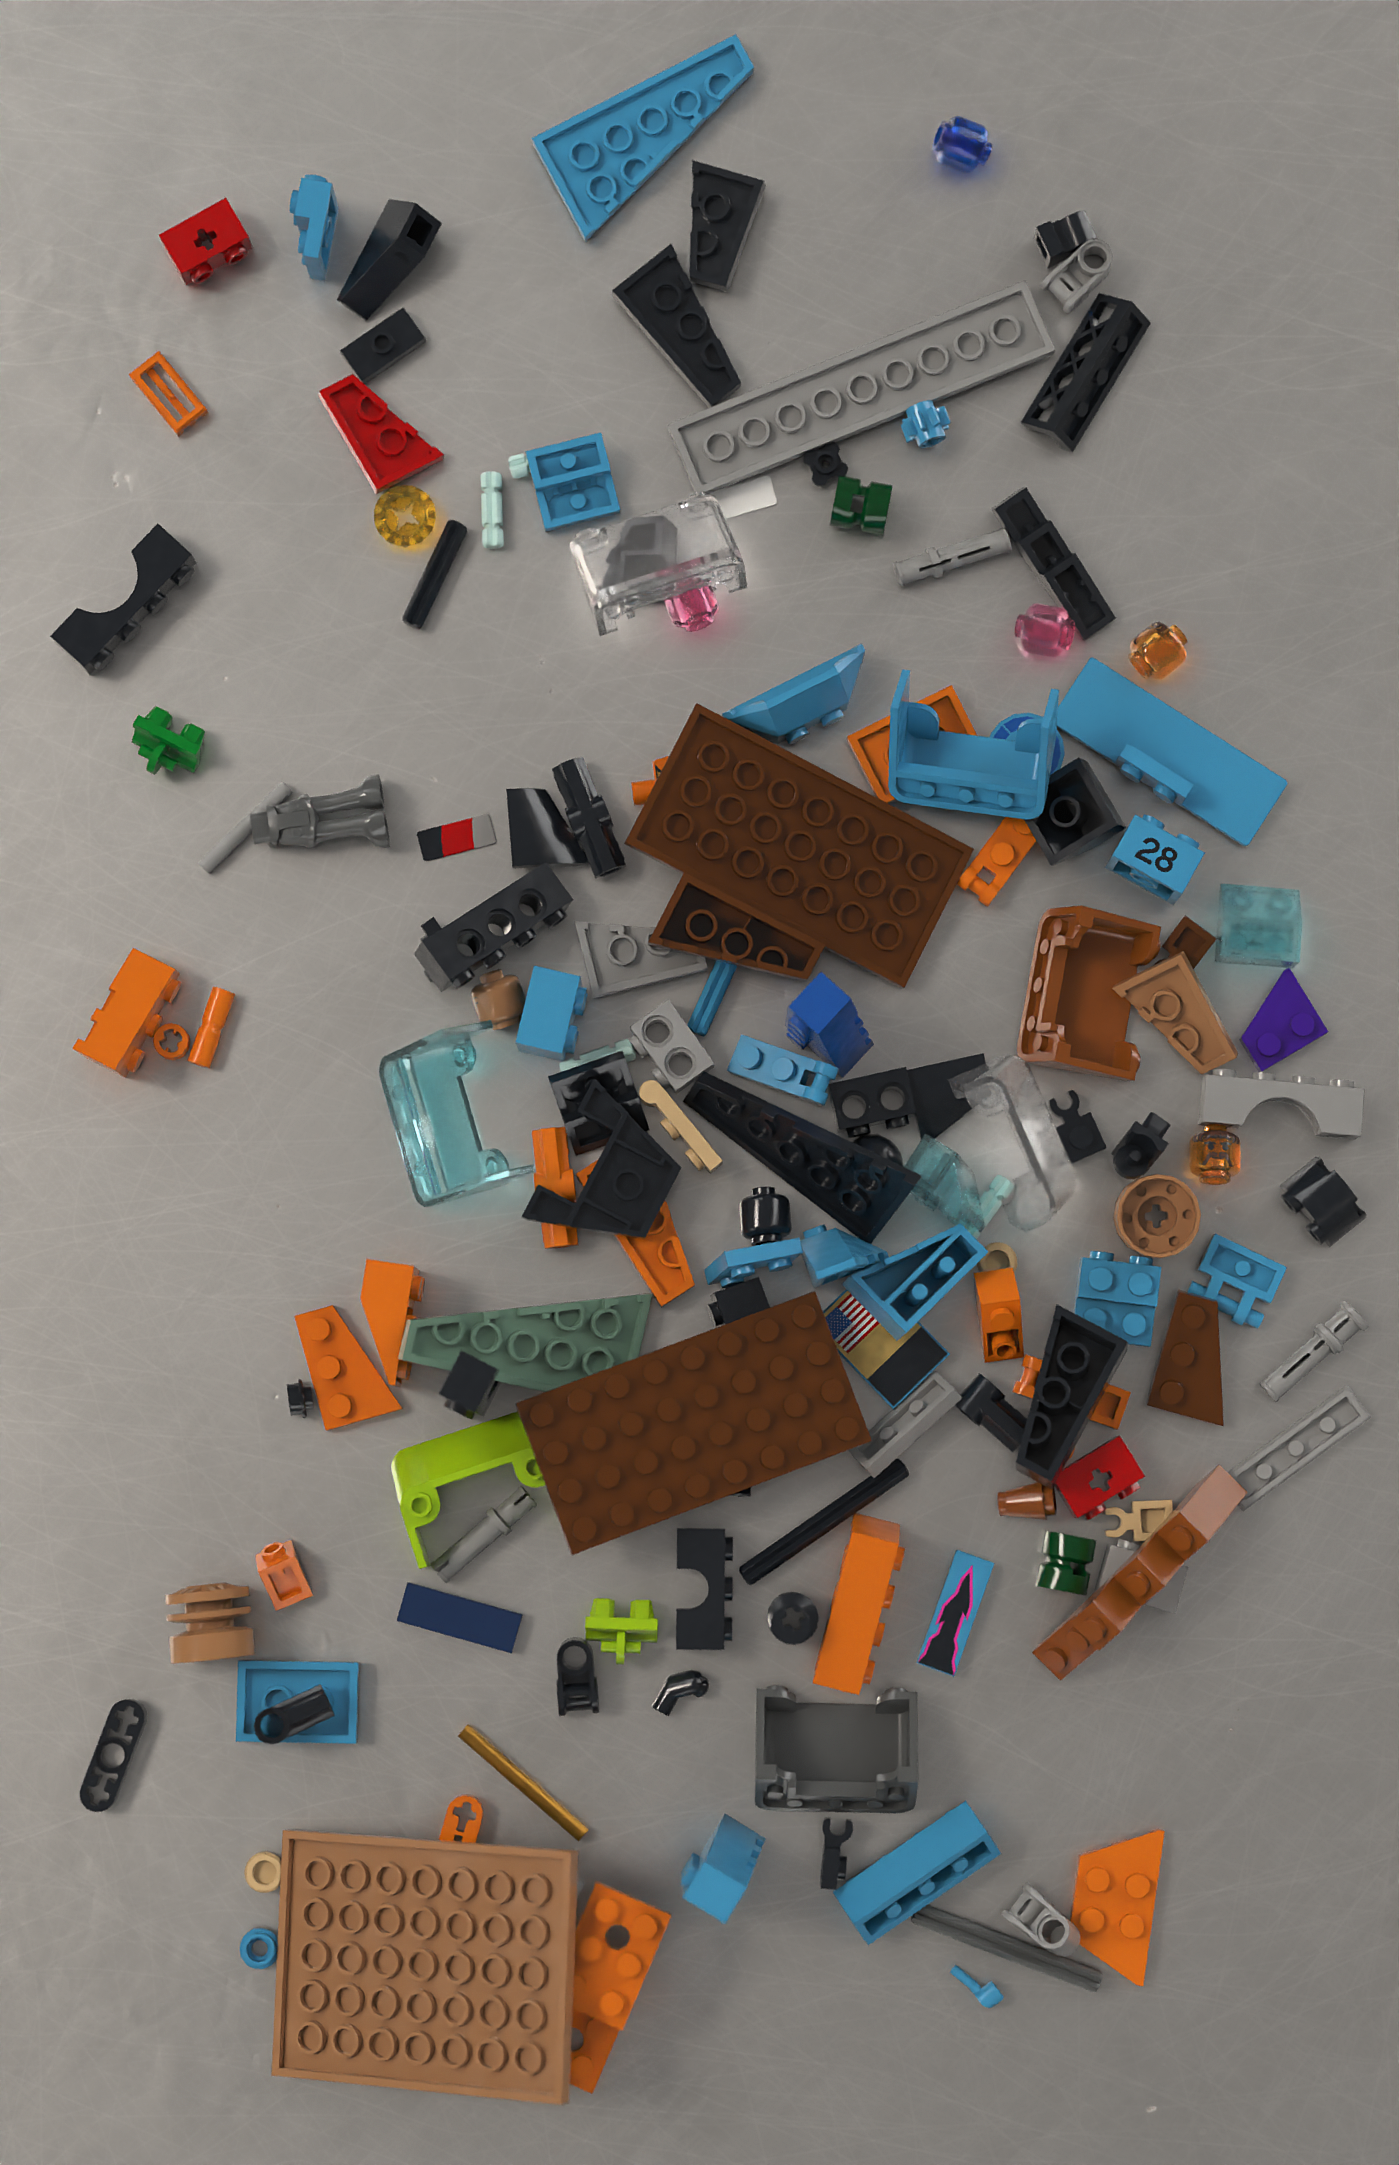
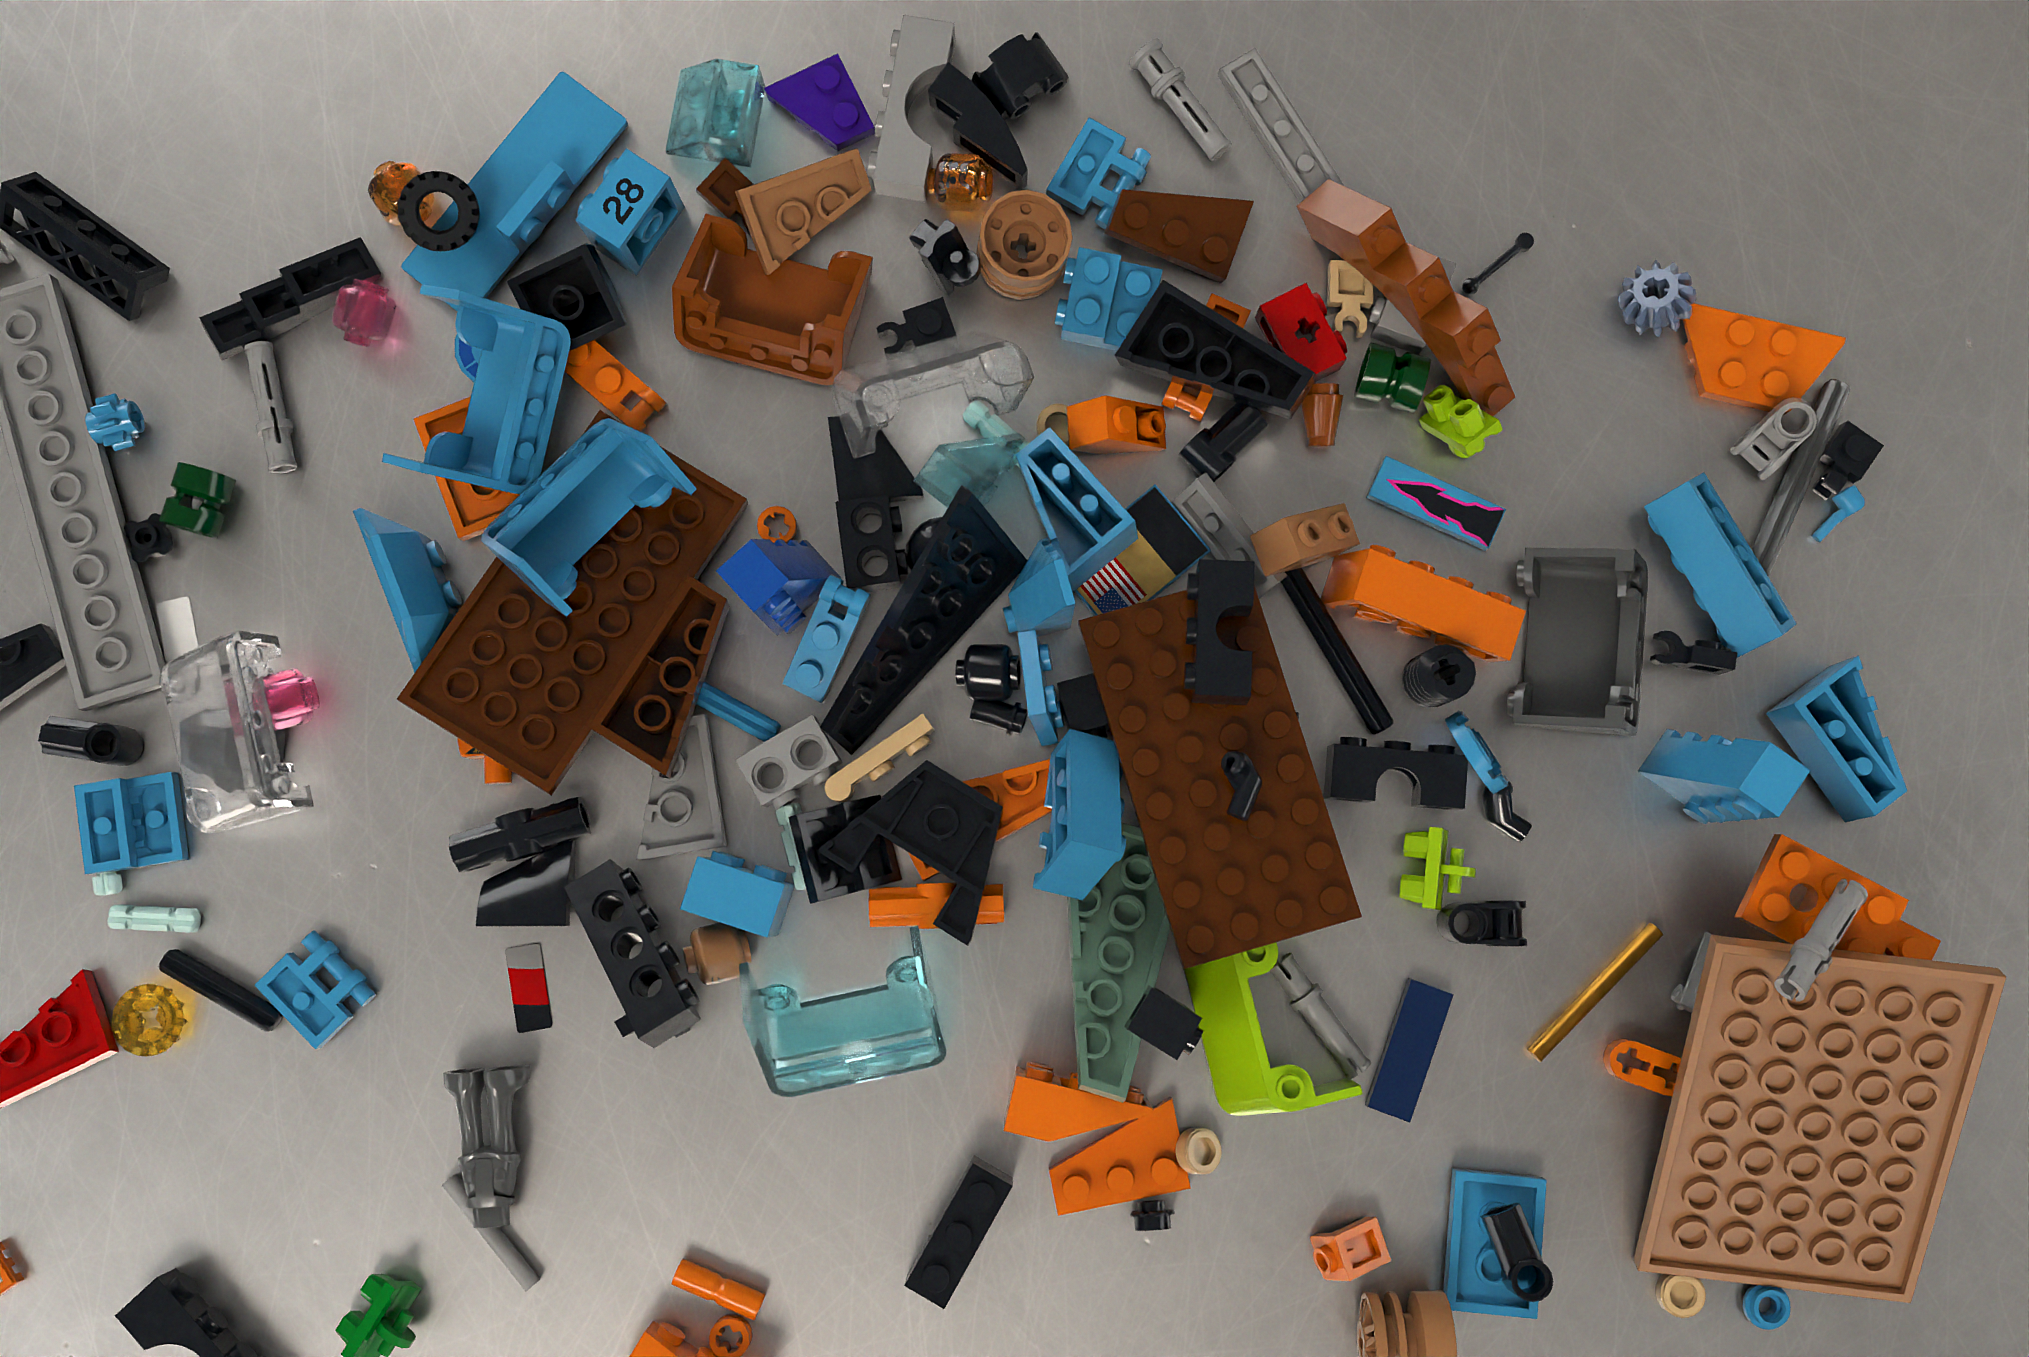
camera: 85 degrees left, 0 degrees up
(275, 1230) = (959, 1232): none -> black arch
(358, 1435) = (1198, 1151): none -> tan tile
(431, 649) = (305, 999): none -> dark azure plate
(569, 1931) = (1813, 952): none -> light grey pin
(641, 435) = (90, 741): none -> black piece
(643, 1308) = (1085, 815): none -> dark azure wedge
(681, 1444) = (1245, 782): none -> black arm
(727, 1657) = (1476, 752): none -> dark azure tile
(728, 1229) = (1000, 715): none -> black pin
(764, 1989) = (1839, 740): none -> dark azure wedge
(846, 1410) = (1217, 671): none -> black arch
(877, 1006) = (789, 521): none -> orange bush
(882, 839) = (578, 504): none -> dark azure windscreen
(906, 1490) = (1304, 539): none -> medium nougat brick
(1029, 1624) = (1457, 422): none -> lime hips
(1031, 1994) = (1847, 458): none -> black plate
(1116, 697) = (414, 226): none -> black tyre
(1159, 1788) = (1657, 298): none -> sand blue gear
(1209, 1681) = (1522, 243): none -> black hinge
(1271, 1166) = (978, 124): none -> black slope

